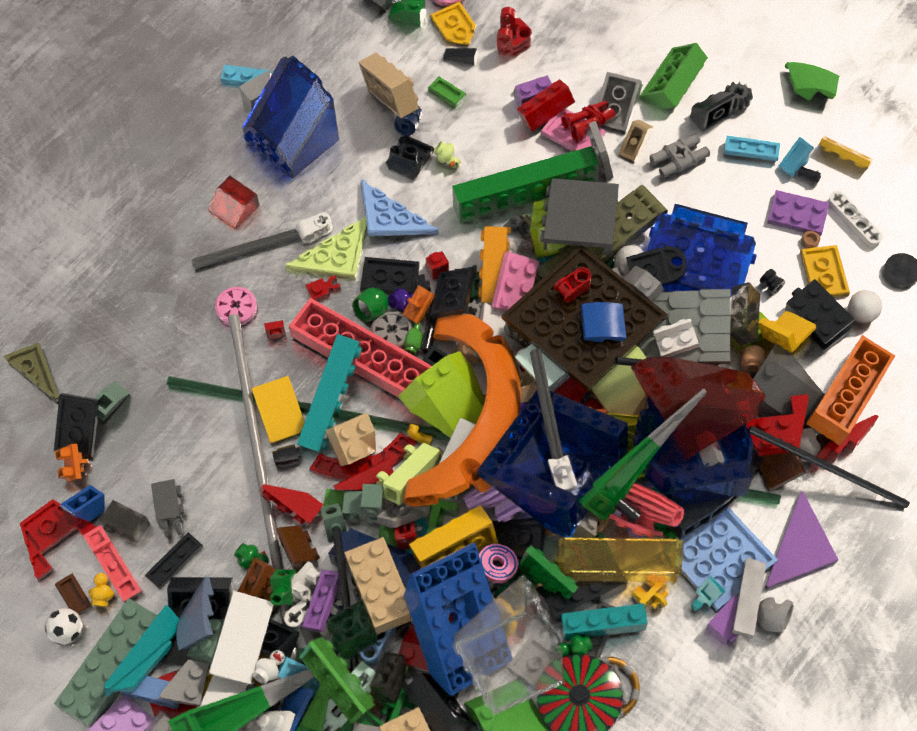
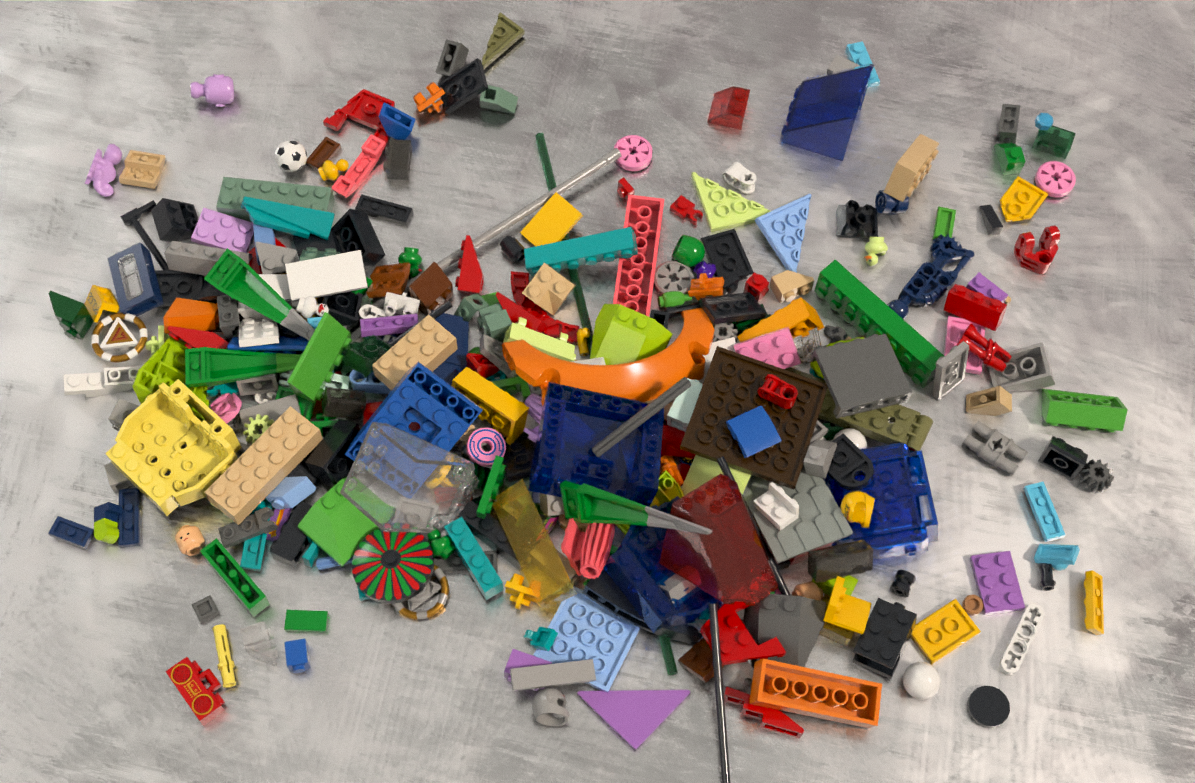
camera: 60 degrees right, 0 degrees up
(35, 423) = (452, 58): none -> dark grey slope
(168, 506) = (426, 183): dark grey hinge -> none
(194, 620) = (333, 238): sand blue slope -> none
(245, 248) = (692, 136): dark grey axle -> none
(282, 587) = (384, 288): green bracket -> none
(447, 237) = (790, 284): none -> tan slope
(499, 128) = (929, 290): none -> dark blue arm
(562, 473) = (581, 455): white hips -> none
(628, 510) = (579, 528): black pin -> none
(705, 277) = (858, 507): none -> yellow helmet
(809, 79) = (1161, 540): bright green slope -> none

